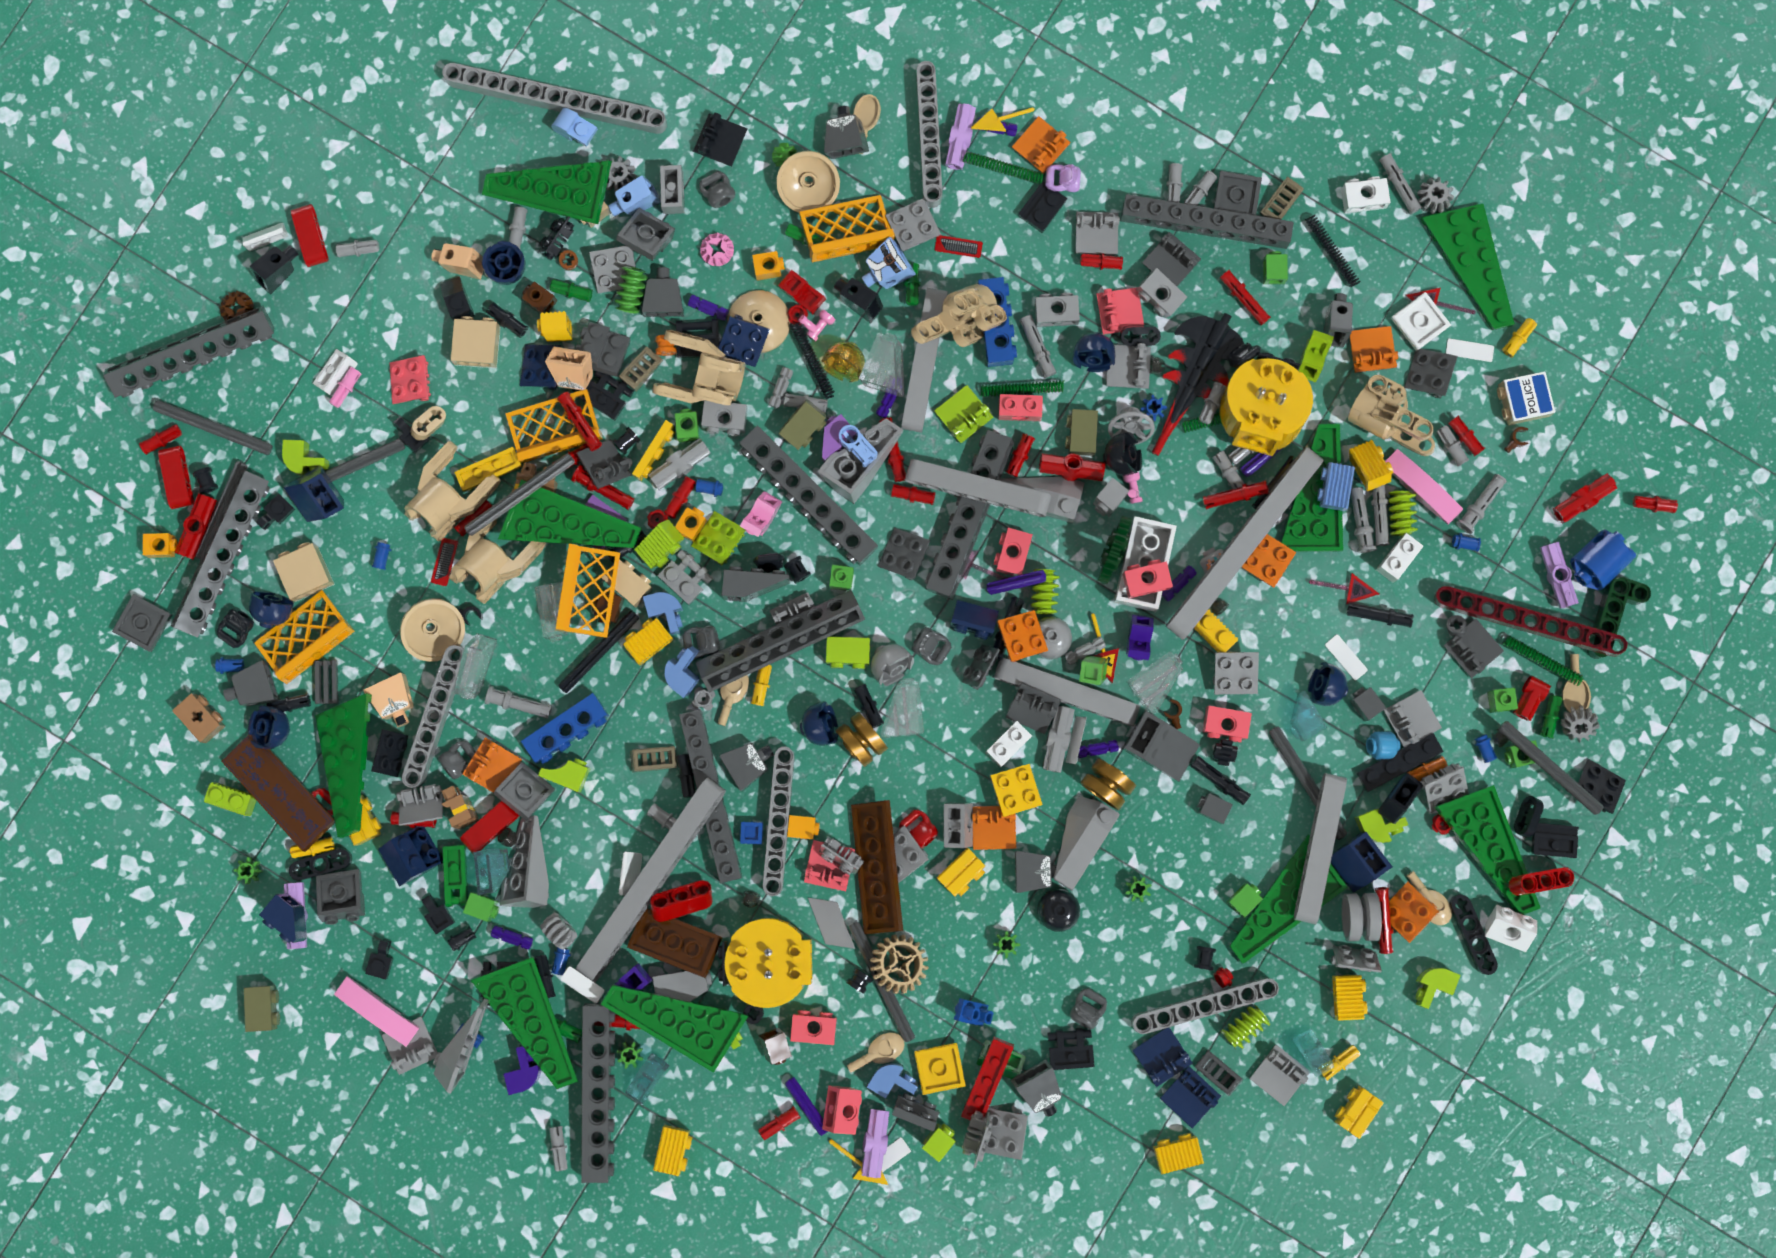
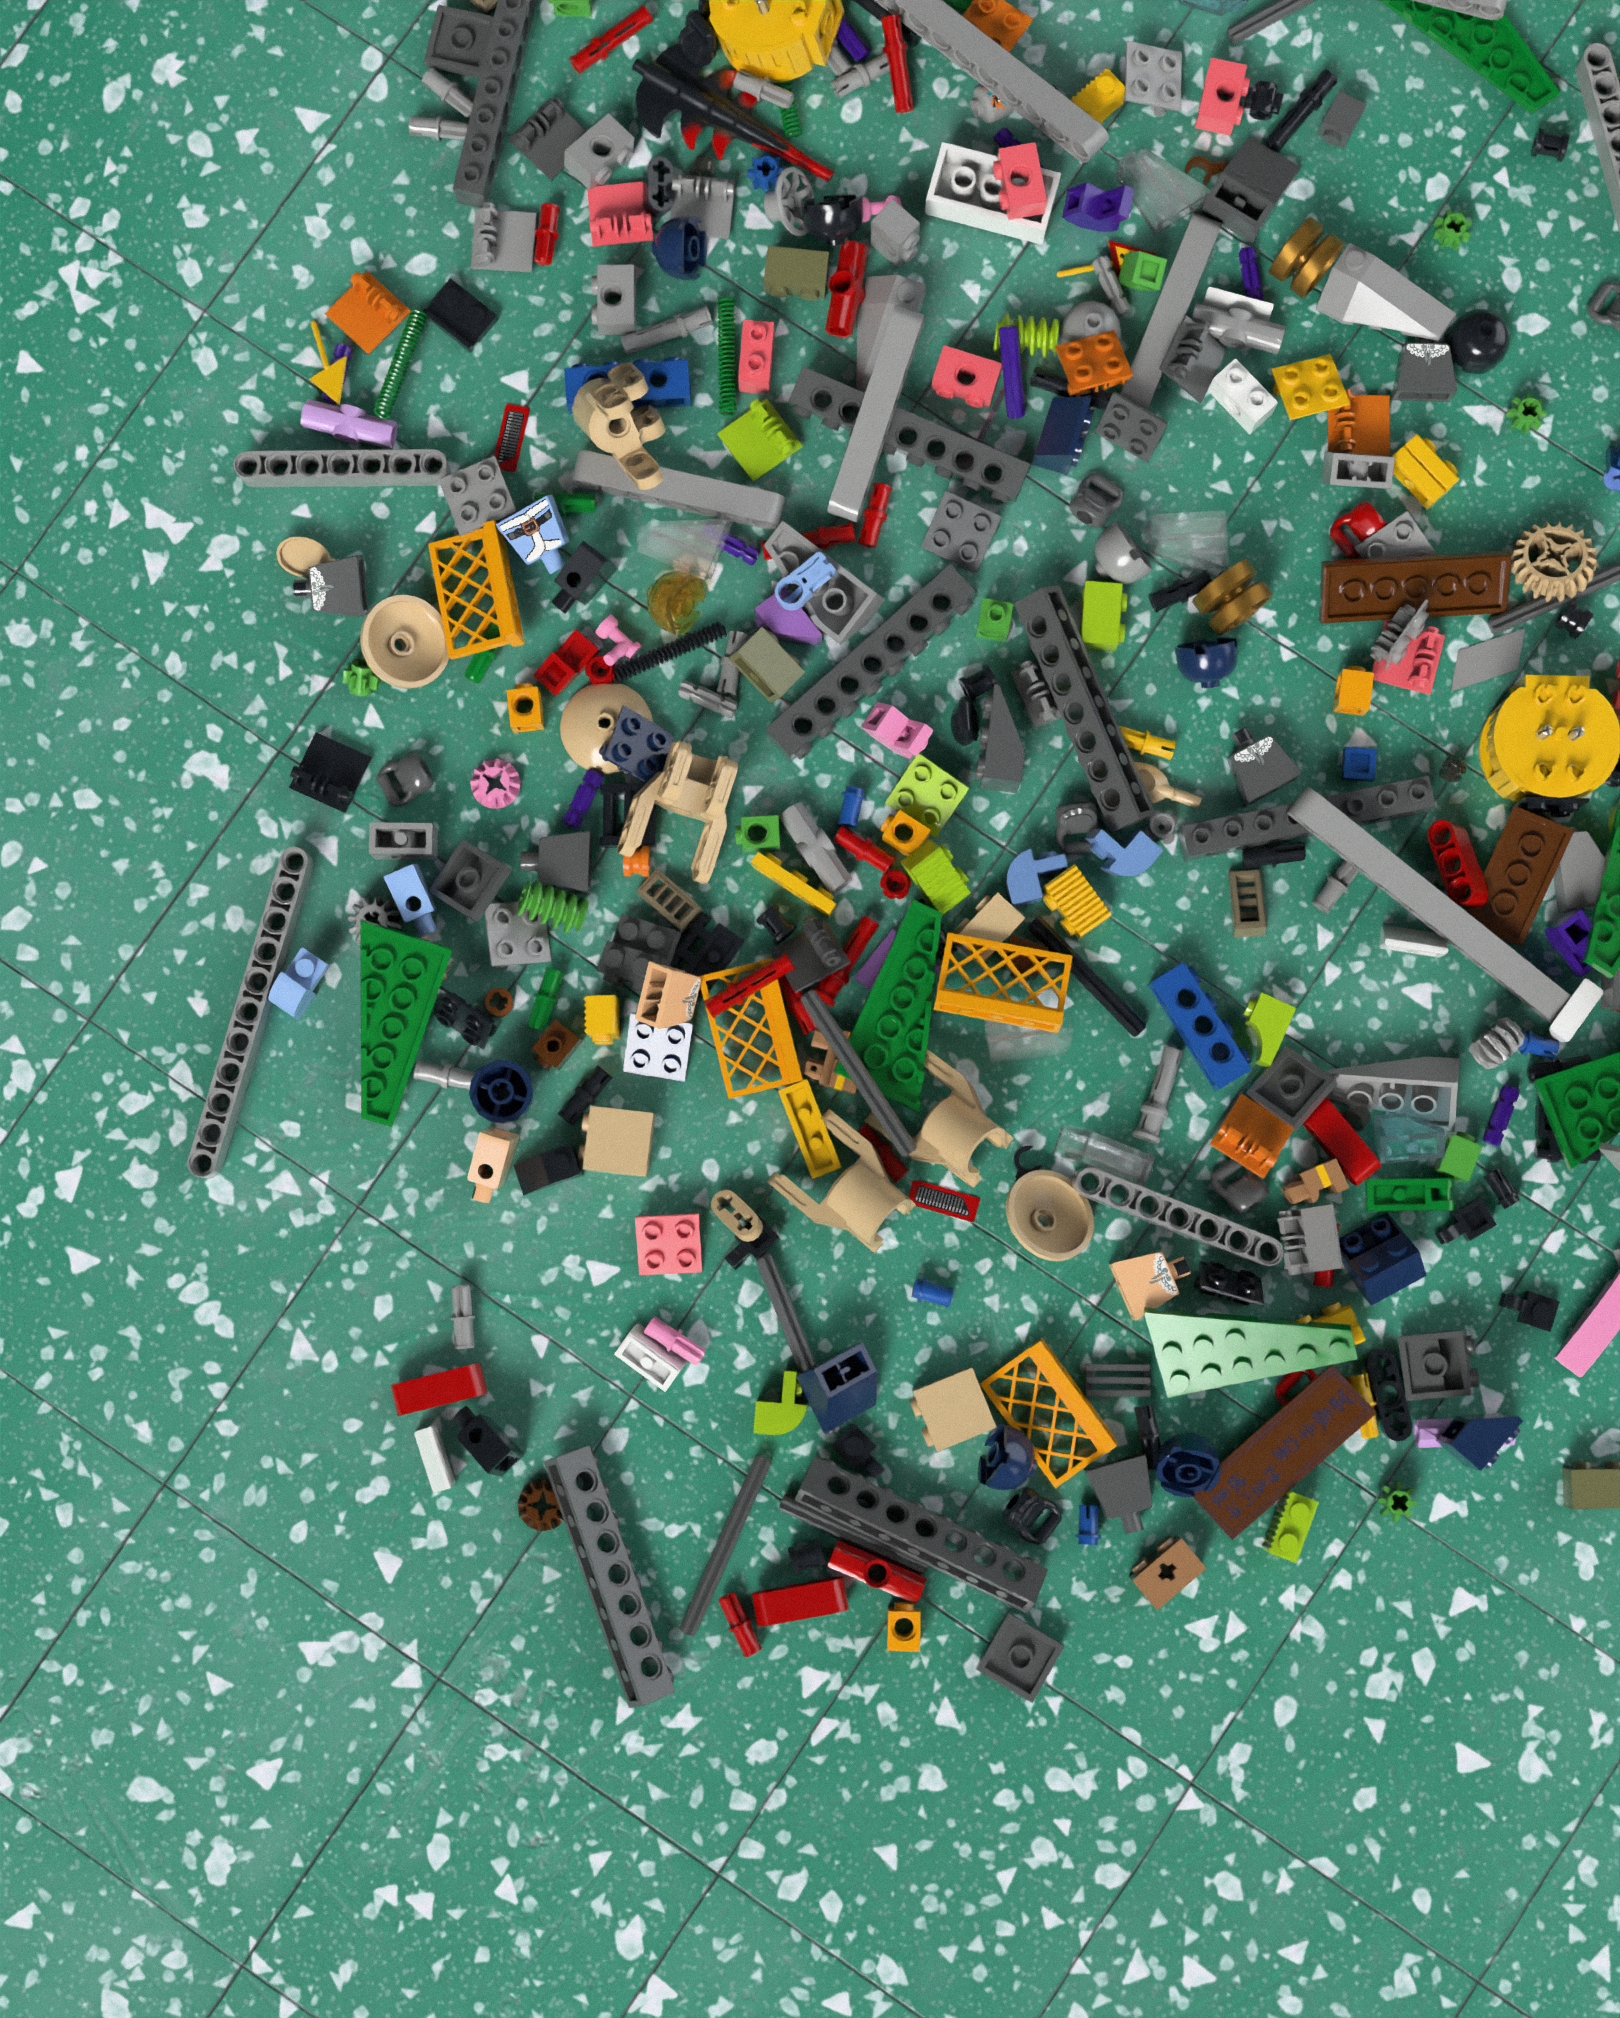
camera: 85 degrees left, 0 degrees up
(681, 582) = (989, 853): light grey plate -> none
(712, 413) = (755, 761): light grey brick -> none
(775, 810) = (1358, 721): light grey beam -> none
(1020, 455) = (824, 362): red pin -> none
(1068, 180) = (420, 272): lavender piece -> none
(1117, 542) = (992, 235): dark green gear -> none
(1223, 977) = (1576, 122): red plate -> none
(1245, 899) = (1470, 85): bright green brick -> none

